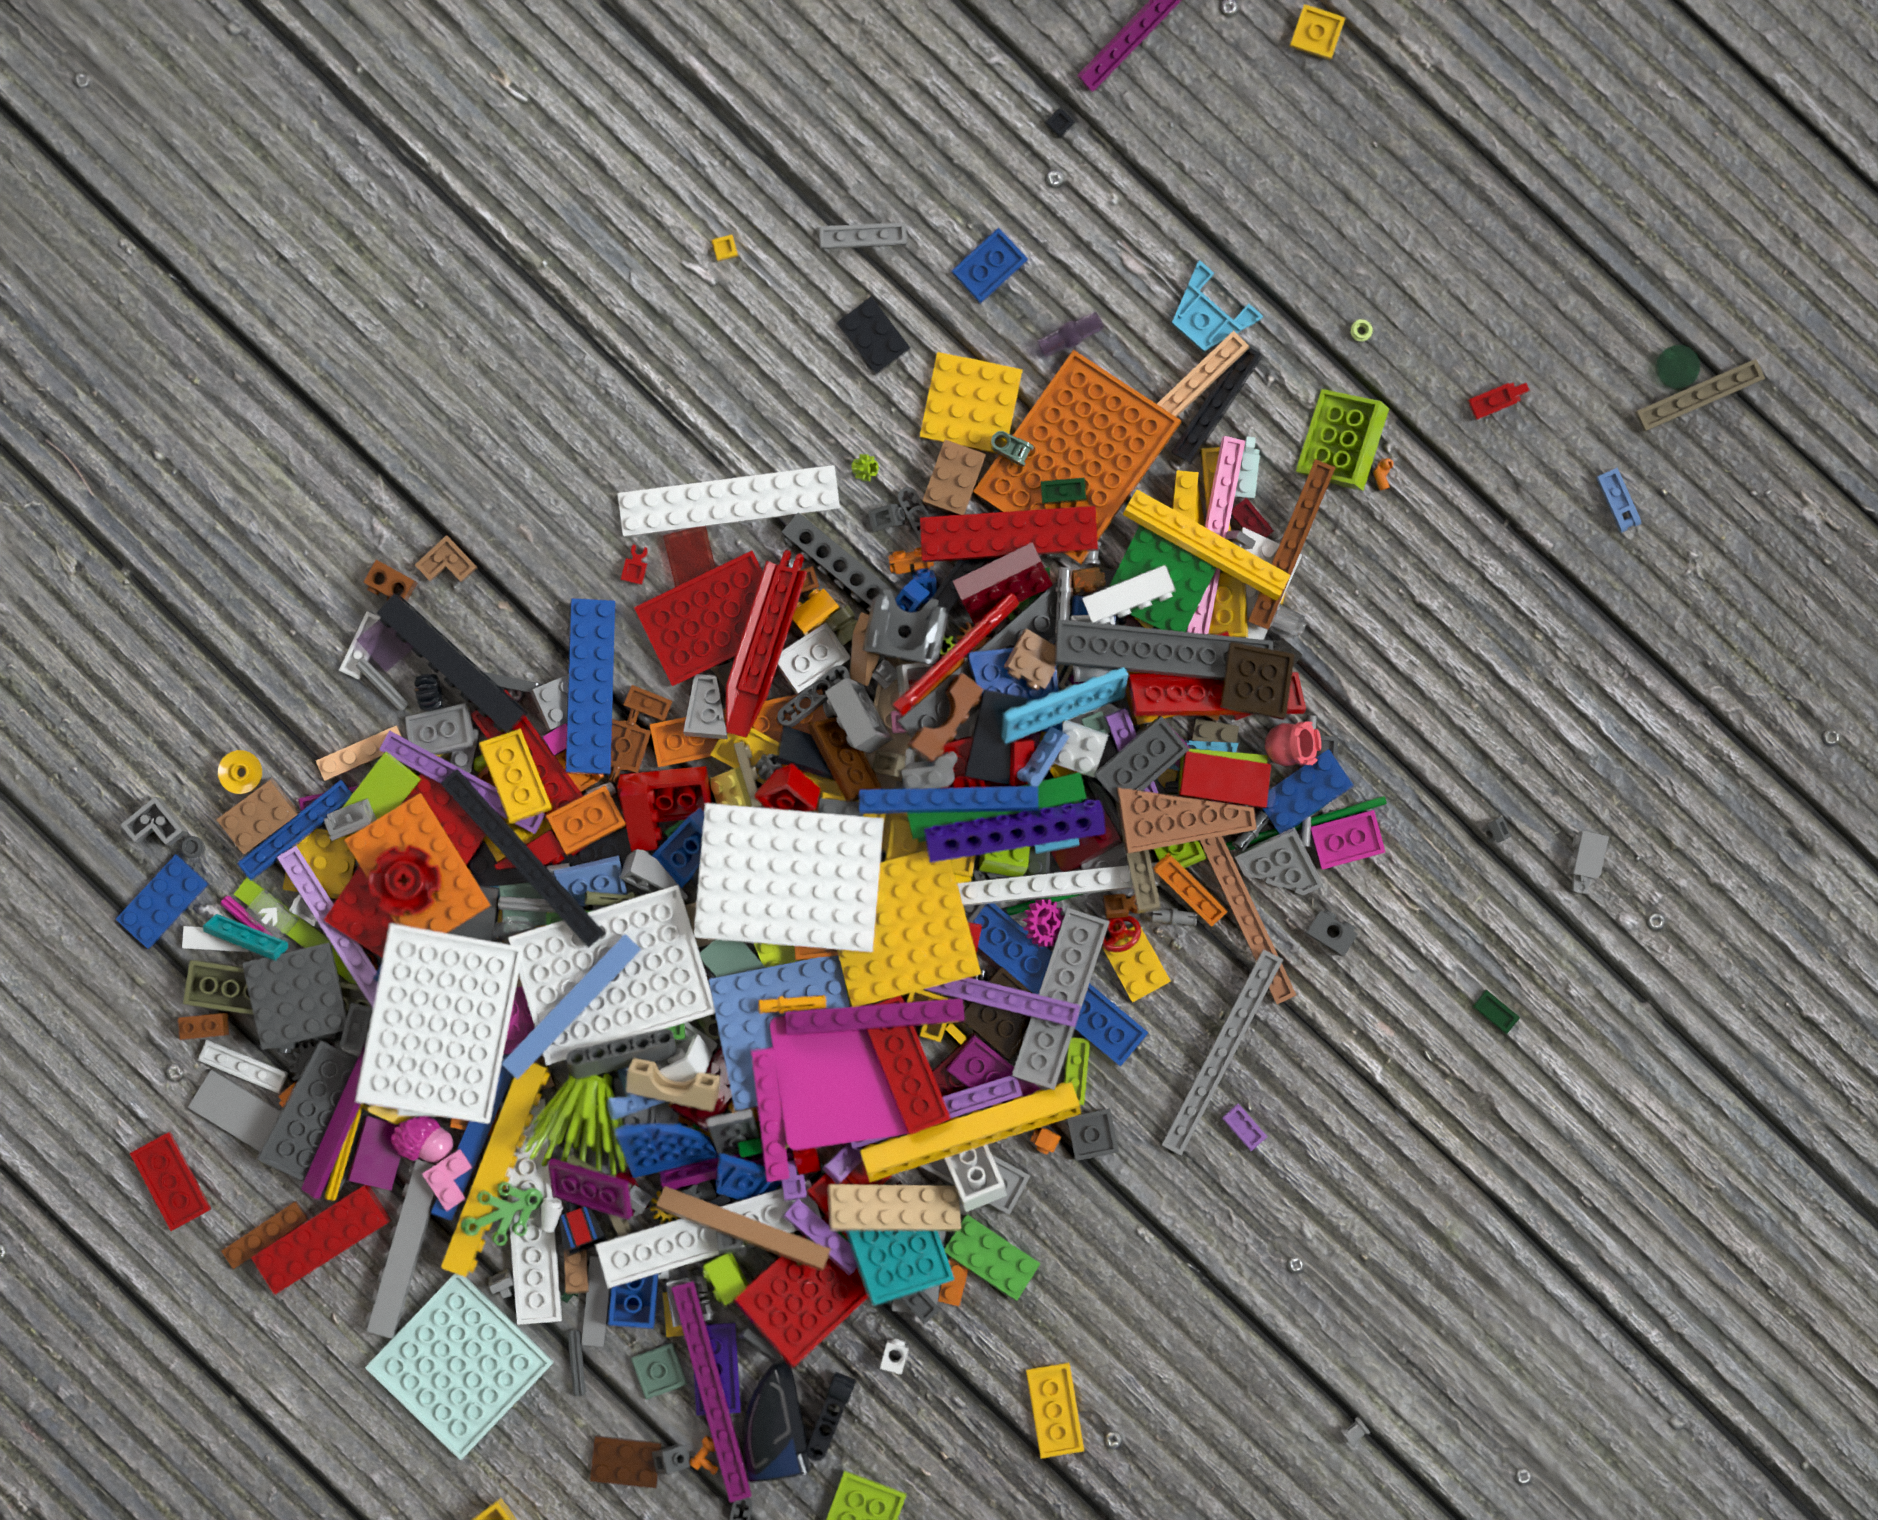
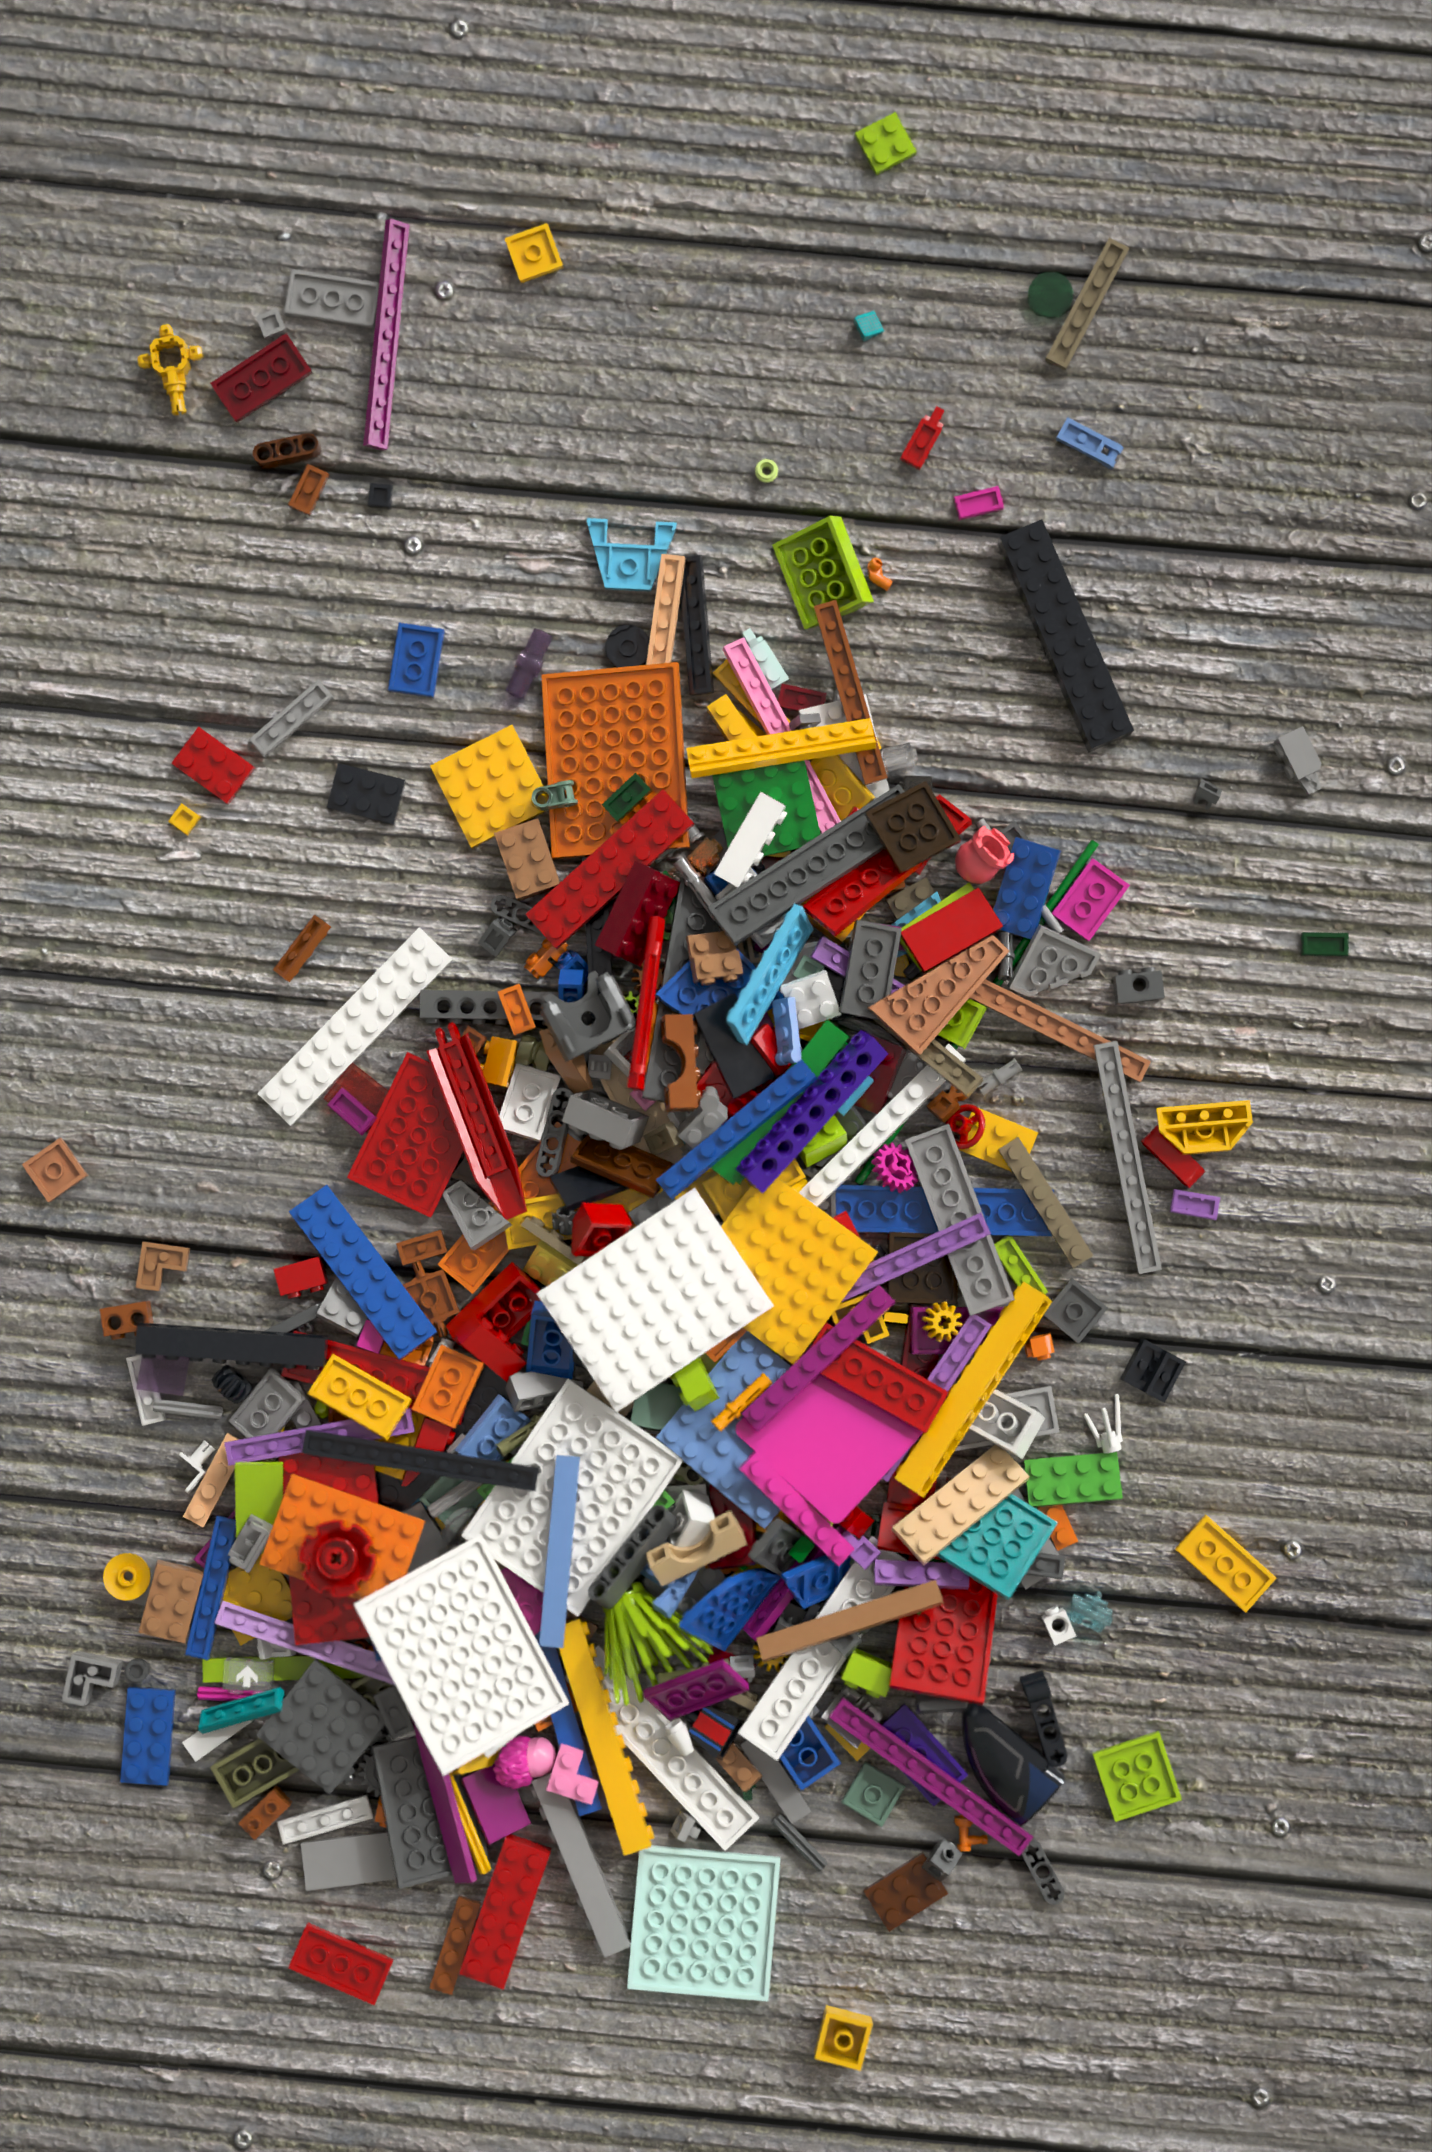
camera: 30 degrees left, 0 degrees up
(357, 728) = (196, 1461): none -> white bracket
(424, 431) = (54, 1170): none -> nougat plate
(505, 1212) = (641, 1766): bright green plant -> none
(542, 653) = (301, 1276): none -> red brick
(635, 569) = (321, 1145): red plate -> none
(676, 561) = (352, 1111): none -> magenta tile
(735, 412) = (302, 948): none -> dark orange plate
(768, 964) = (695, 1385): none -> lime brick
(777, 225) = (213, 765): none -> red plate
(843, 1163) = (888, 1499): medium lavender plate -> none
(857, 583) = (516, 1009): none -> orange plate
(864, 467) = (446, 909): lime gear -> none
(929, 1362) = (1093, 1608): none -> clear light blue hips
(990, 1070) = (948, 1326): none -> yellow gear
(1010, 26) = (297, 455): none -> reddish brown beam
(1010, 76) = (308, 490): none -> dark orange plate
(1042, 1250) = (1110, 1441): none -> white plant
(1115, 1224) = (1152, 1370): none -> black slope
(1134, 1037) = (1045, 1202): none -> dark tan plate
(1153, 379) = (627, 646): none -> black tile
(1190, 889) = (994, 1044): orange plate -> none
(1256, 1078) = (1180, 1165): none -> red beam
(1297, 1074) = (1205, 1126): none -> yellow wedge
(1485, 629) = (1065, 636): none -> black brick
(1500, 479) = (978, 503): none -> dark pink tile
(1523, 282) = (868, 325): none -> teal slope
(1645, 156) = (885, 143): none -> lime plate

